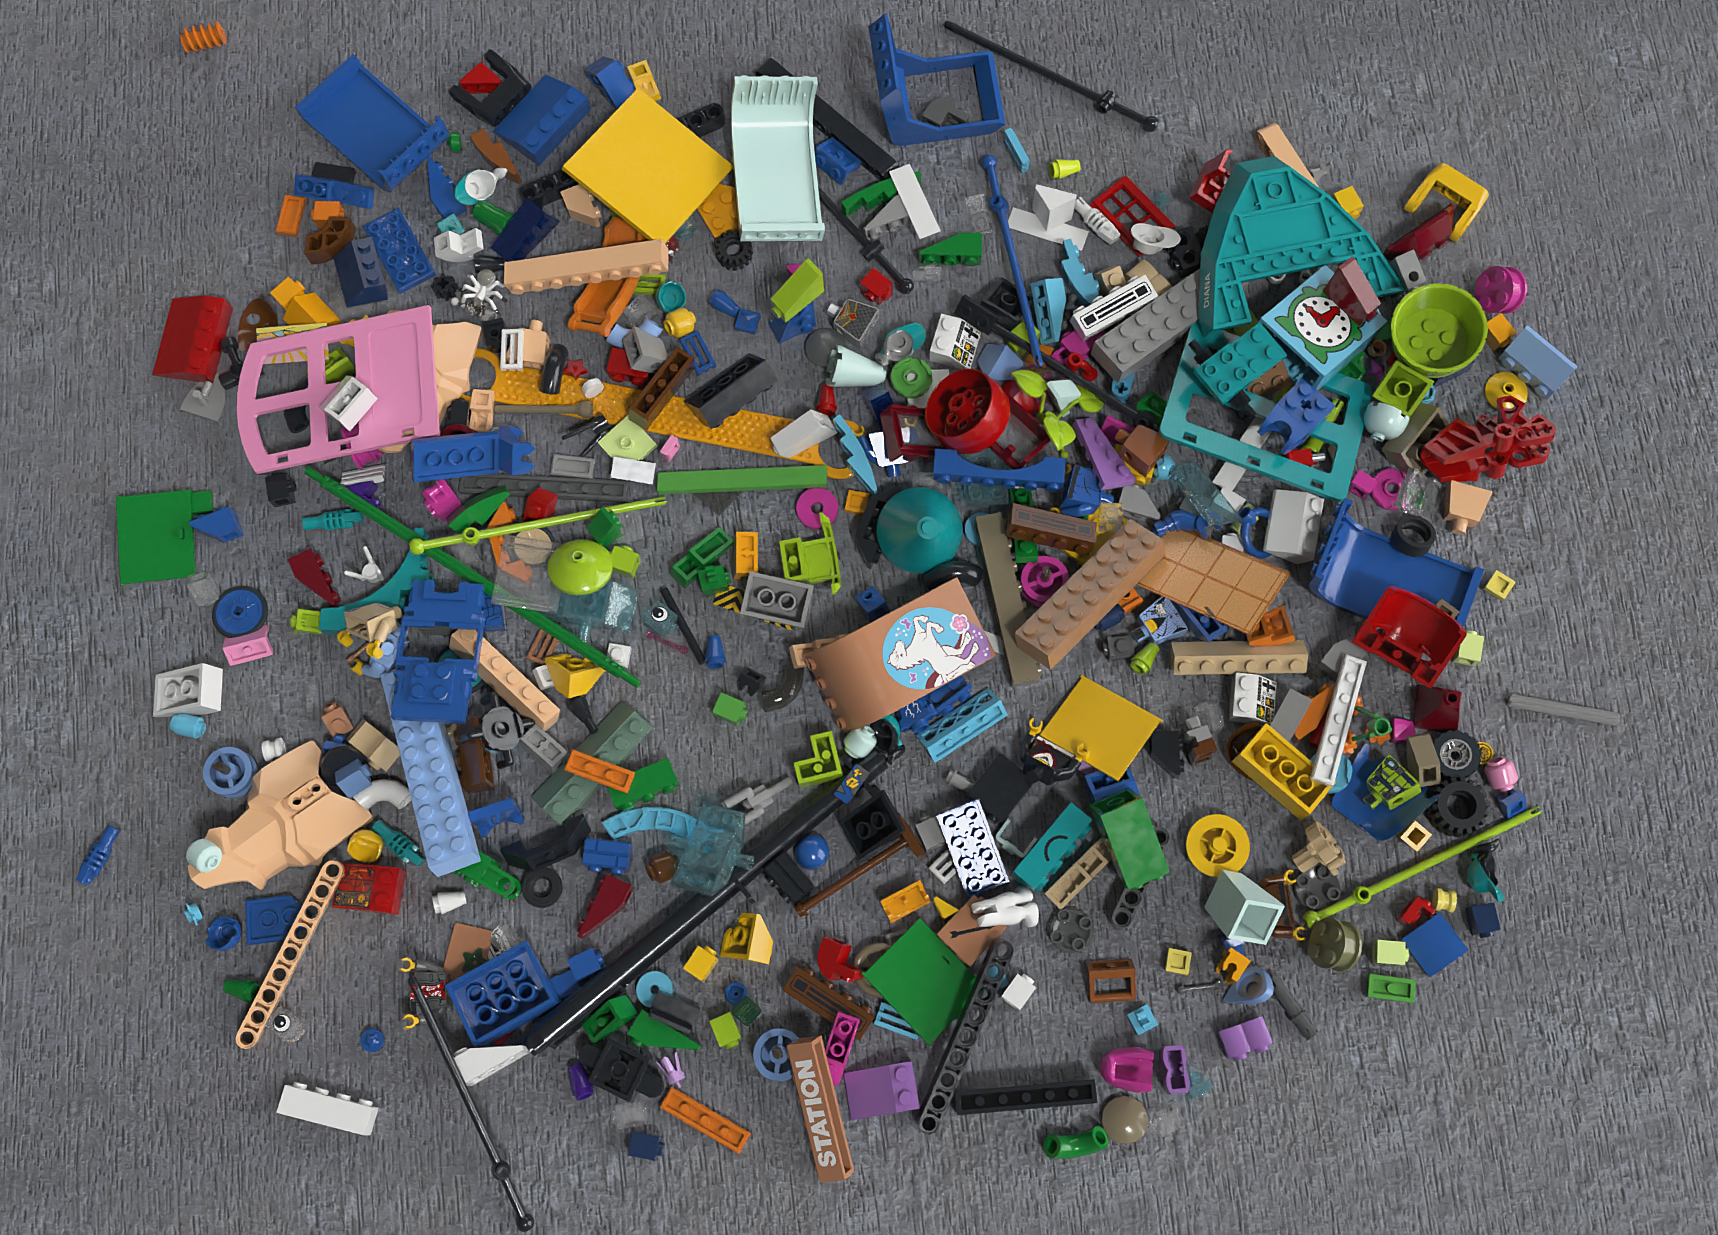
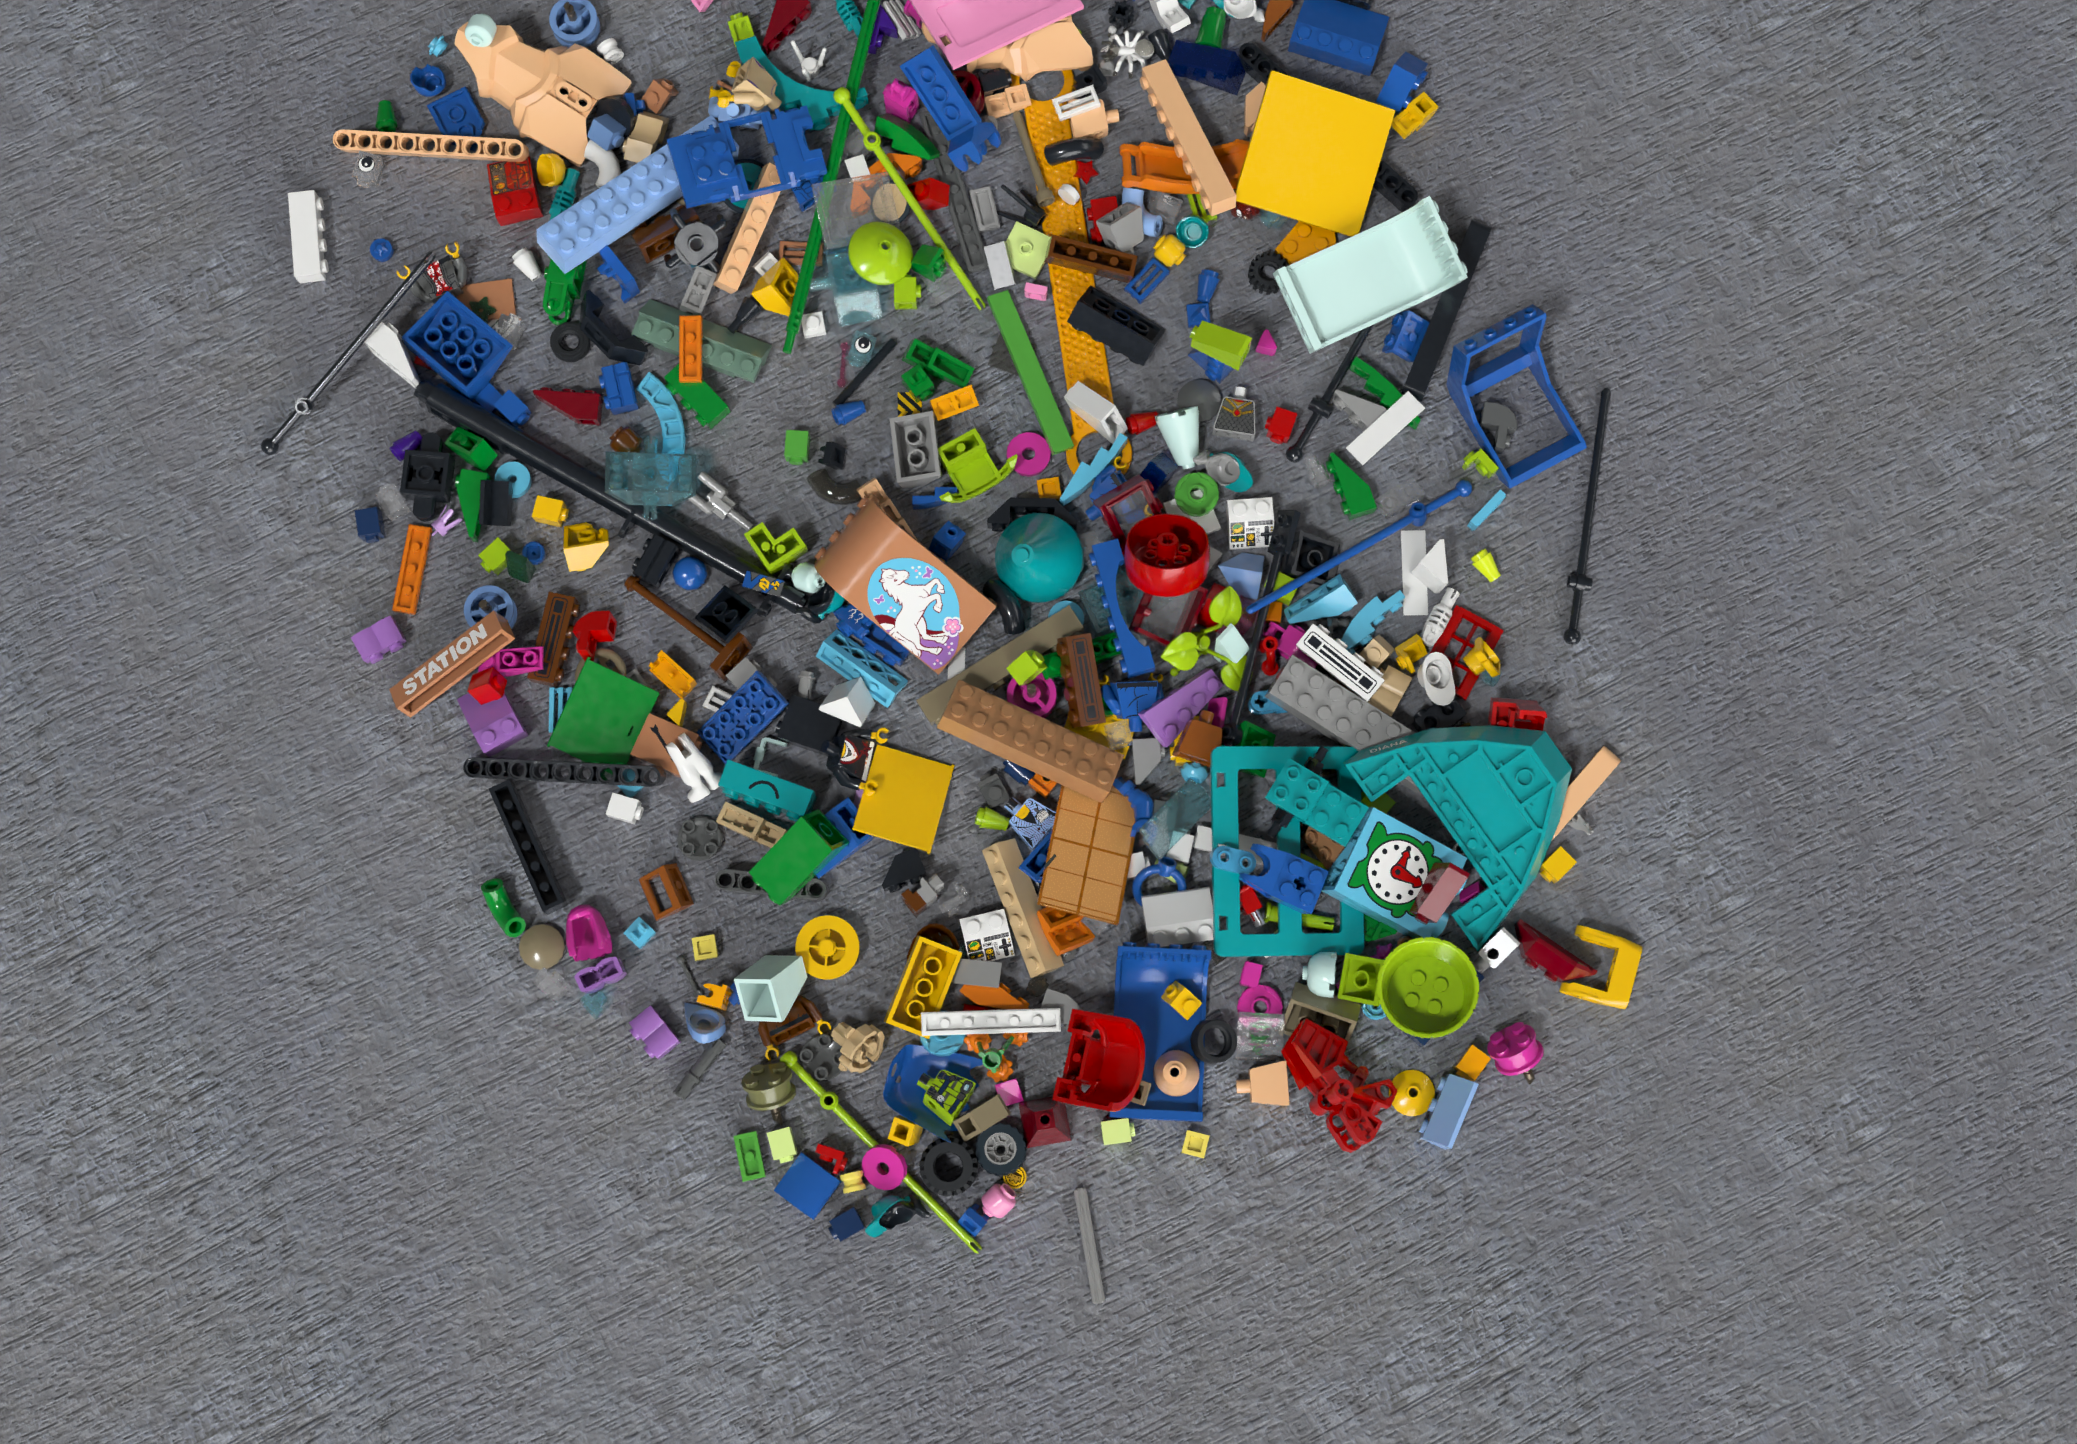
camera: 65 degrees right, 5 degrees up
(488, 560) = (857, 166): none -> white sticker
(764, 1177) = (378, 640): none -> medium lavender brick
(826, 598) = (926, 502): none -> blue slope
(854, 1081) = (487, 685): none -> red brick
(974, 137) = (1483, 463): none -> lime bracket
(992, 745) = (849, 702): none -> white slope
(1023, 570) = (1027, 667): none -> lime brick
(1119, 255) = (1410, 652): none -> yellow bracket
(1147, 196) = (1482, 658): none -> yellow piece
(1265, 452) = (1233, 861): none -> dark azure plate
(1366, 550) = (1181, 1000): none -> yellow bracket
(1432, 577) = (1187, 1077): none -> light nougat cone
(1448, 873) = (876, 1175): none -> dark pink tile

